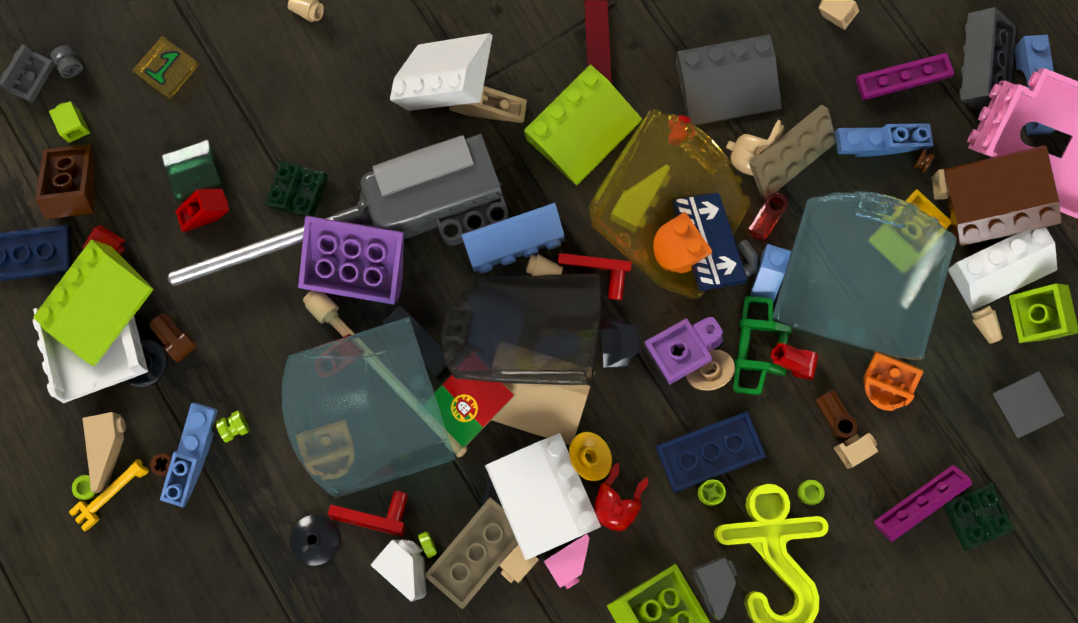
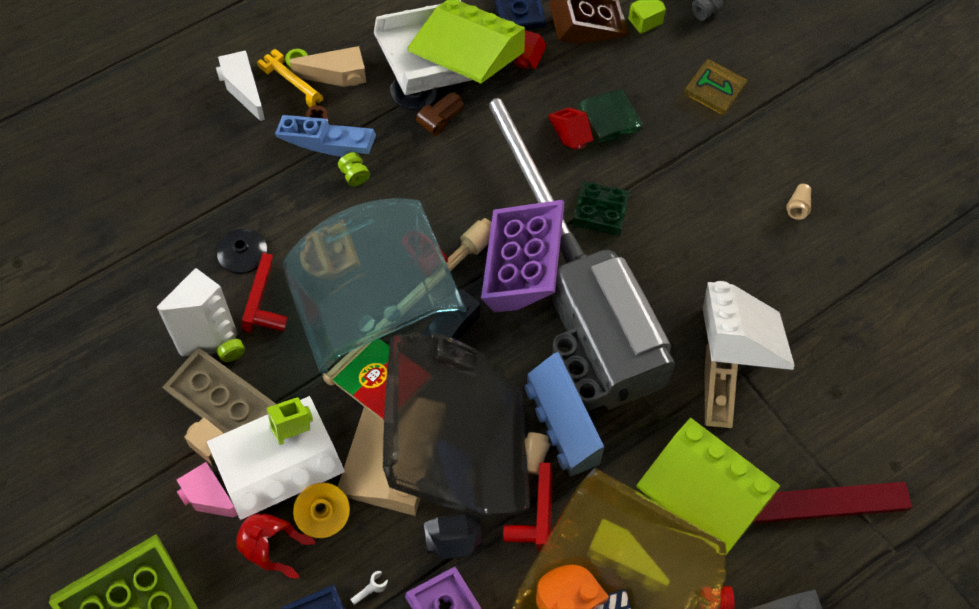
camera: 80 degrees right, 15 degrees down
(108, 547) = (240, 82): none -> white slope
(508, 476) = (289, 419): none -> lime brick
(657, 414) = (370, 588): none -> white hand

